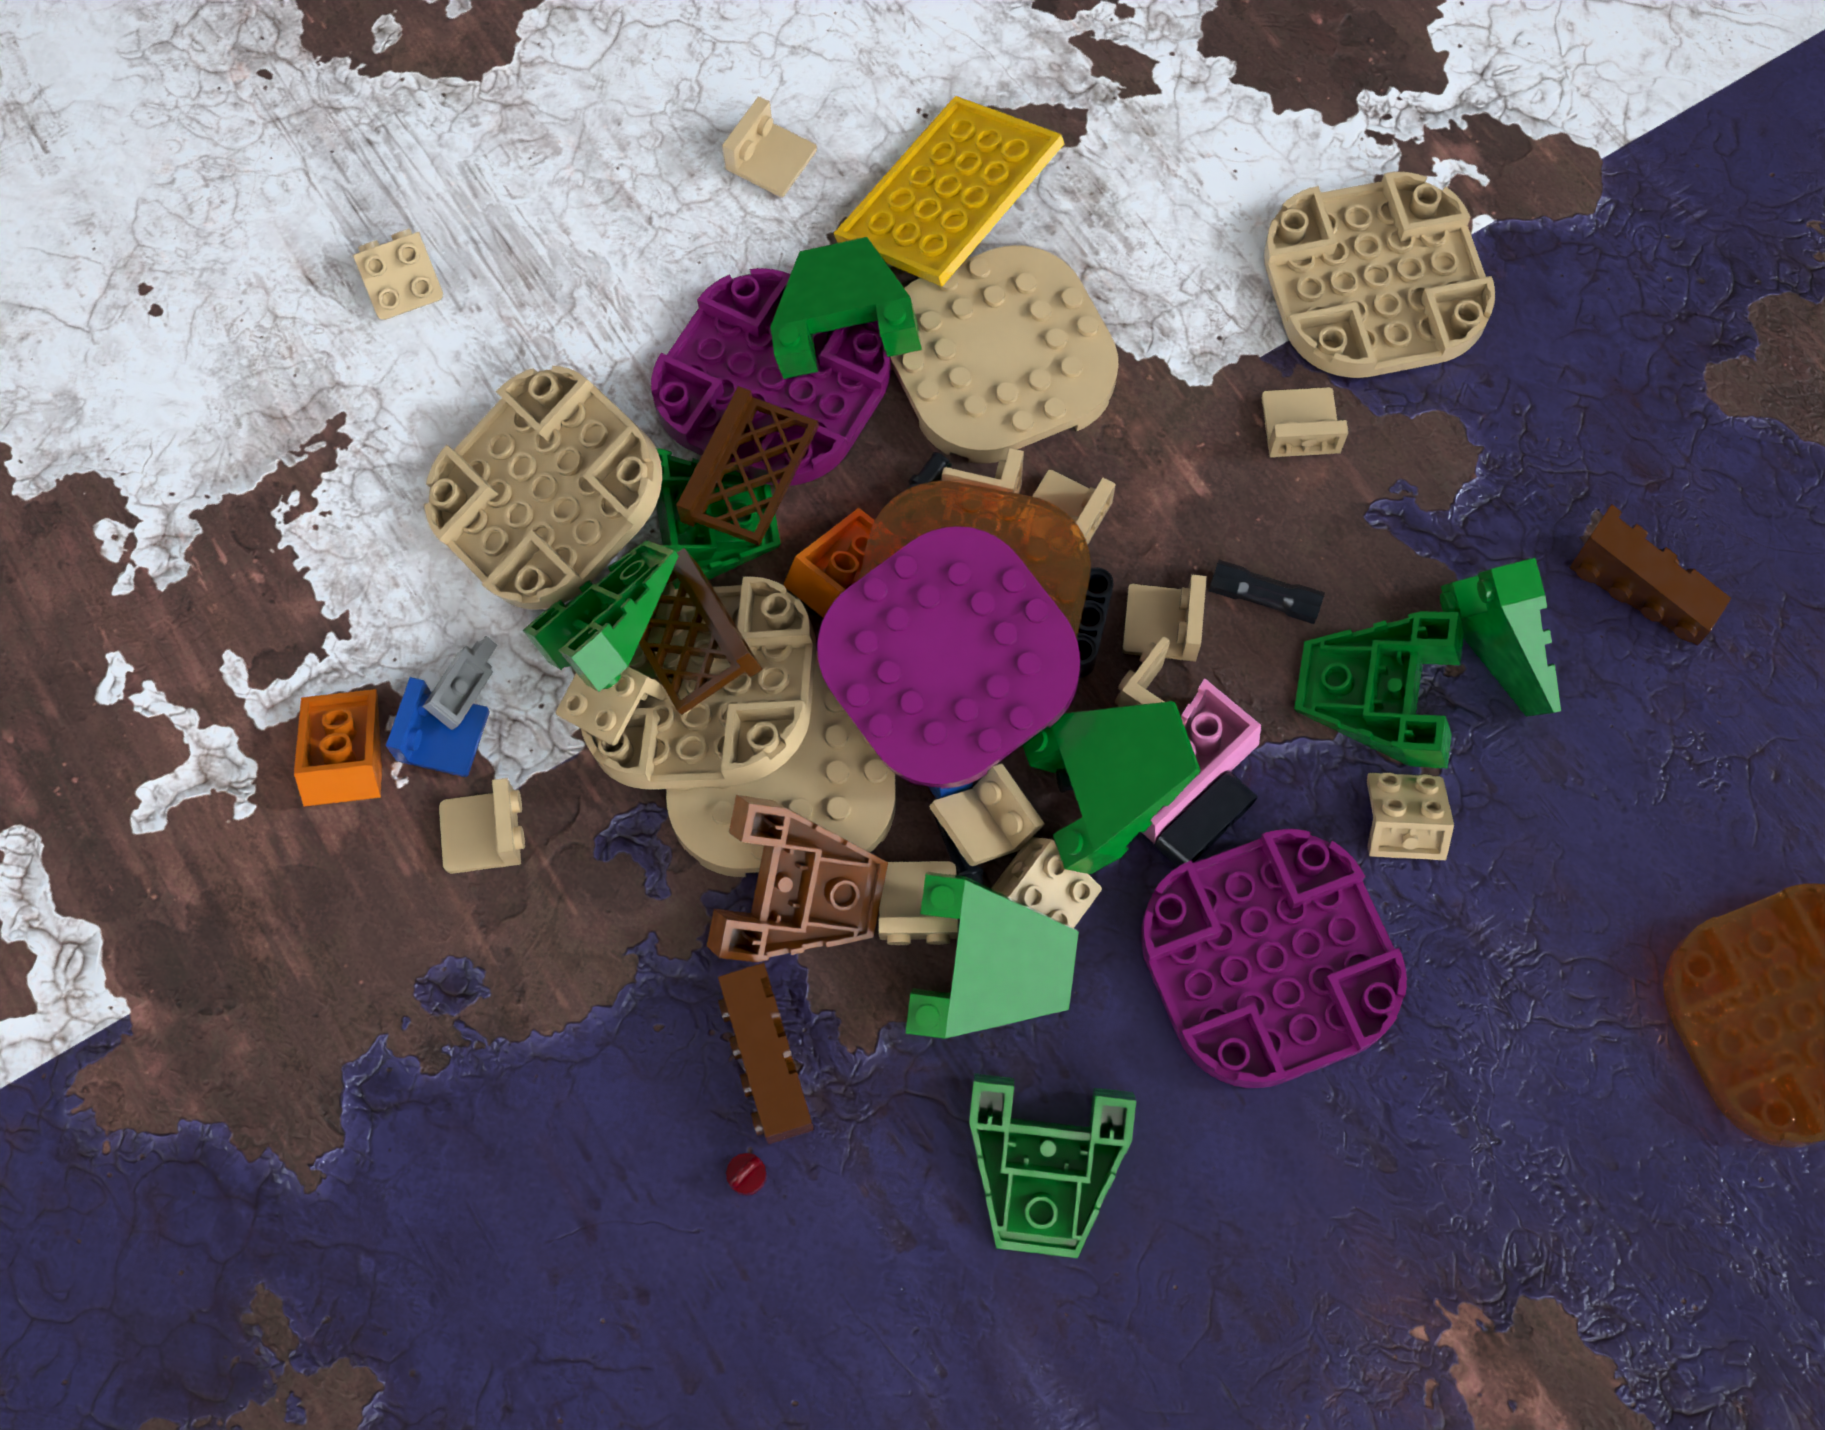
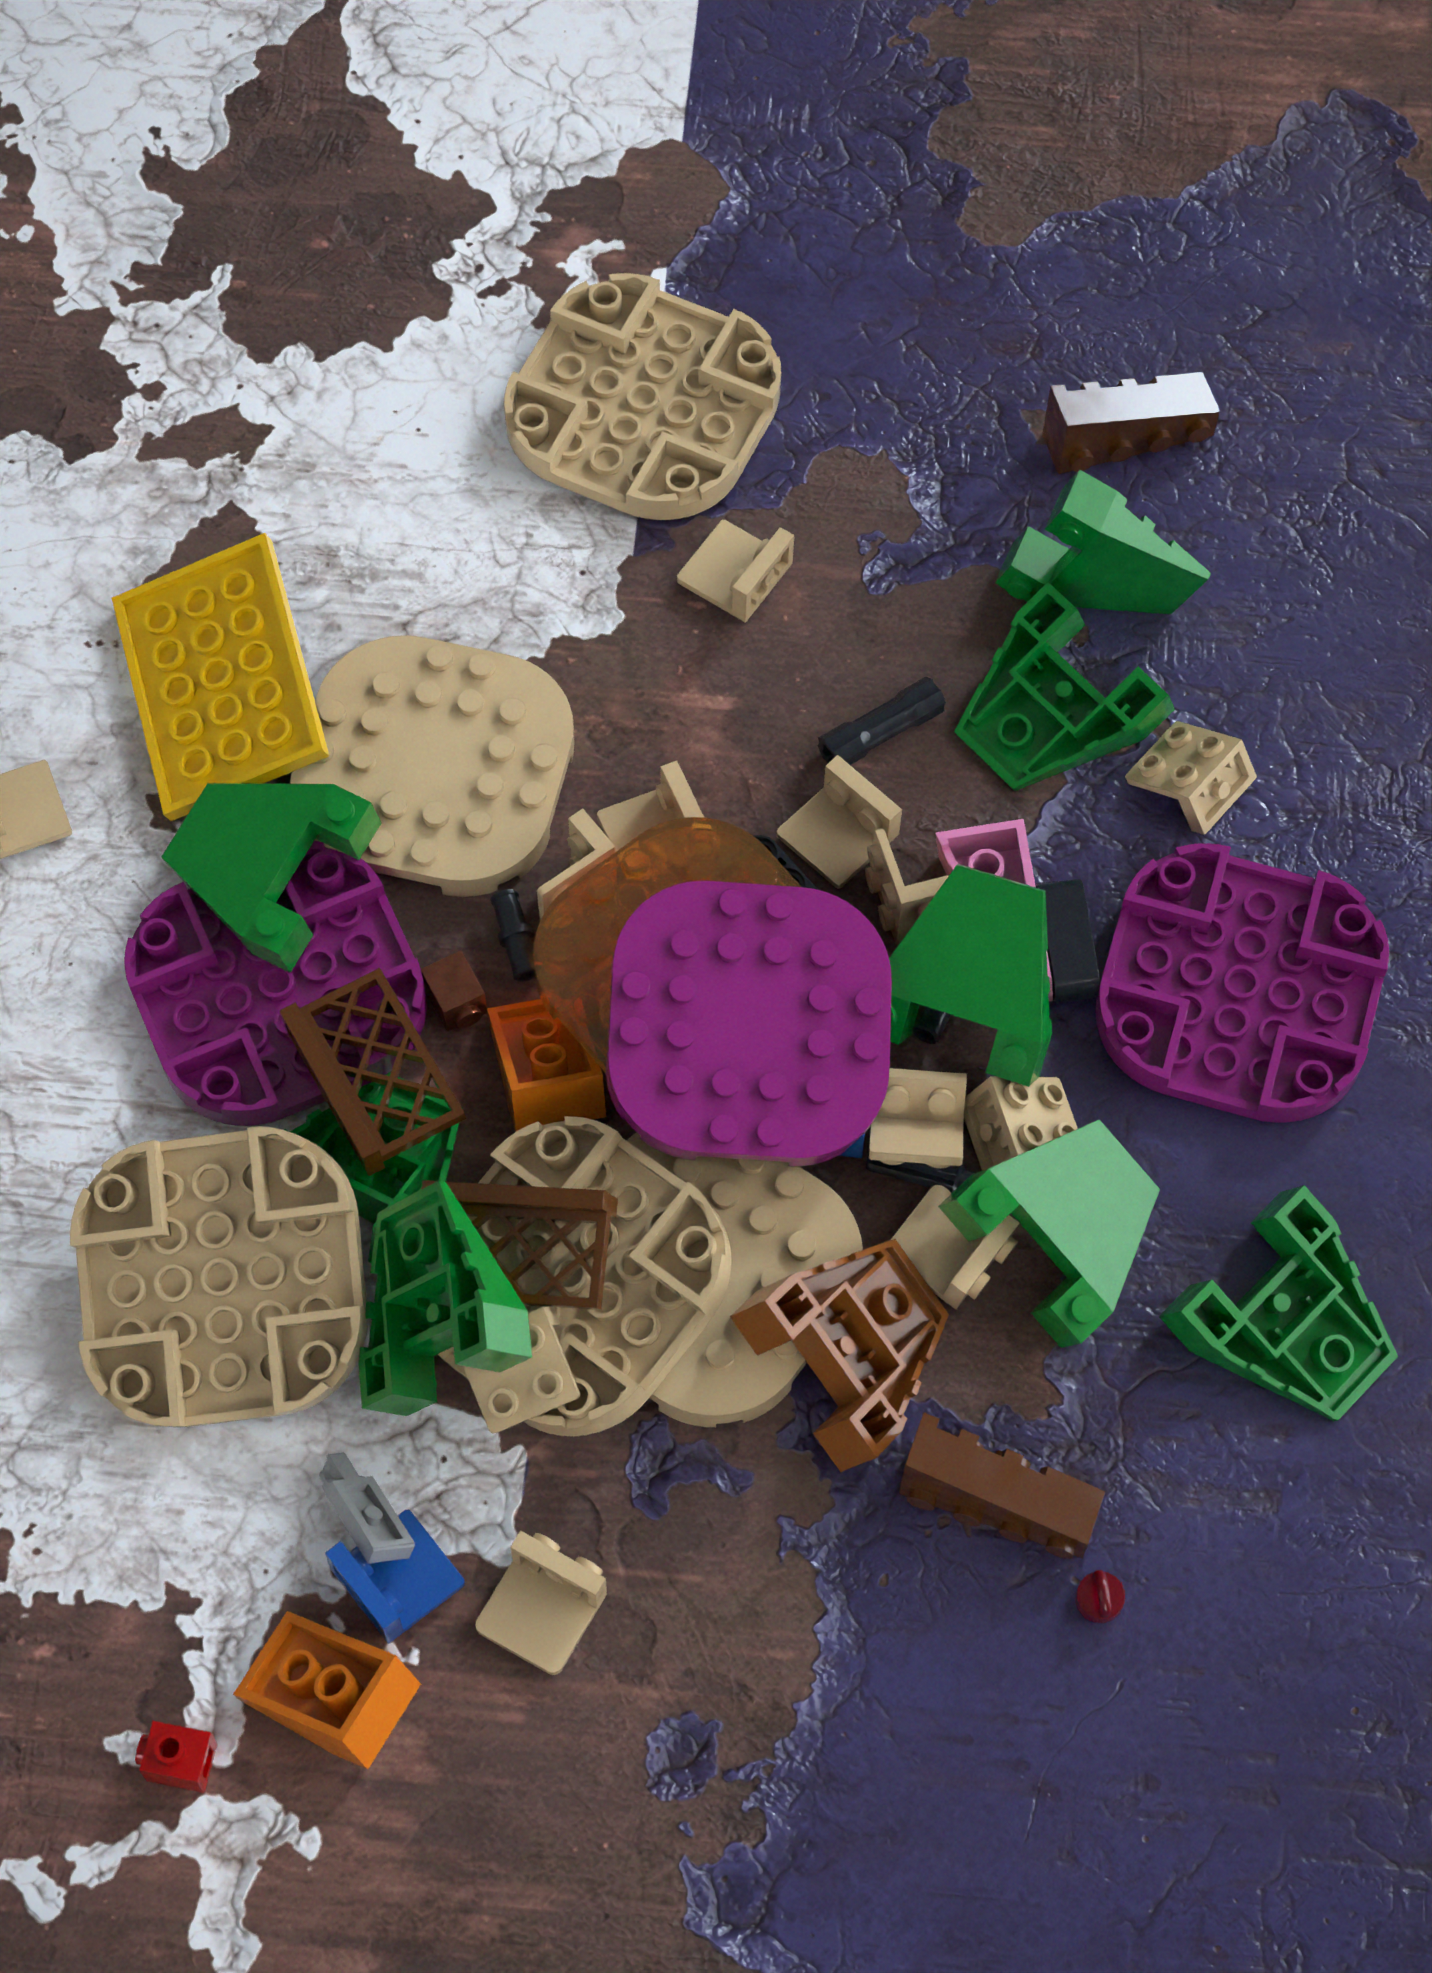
camera: 55 degrees left, 5 degrees down
(237, 695) = (176, 1756): none -> red brick
(851, 479) = (454, 991): none -> copper brick

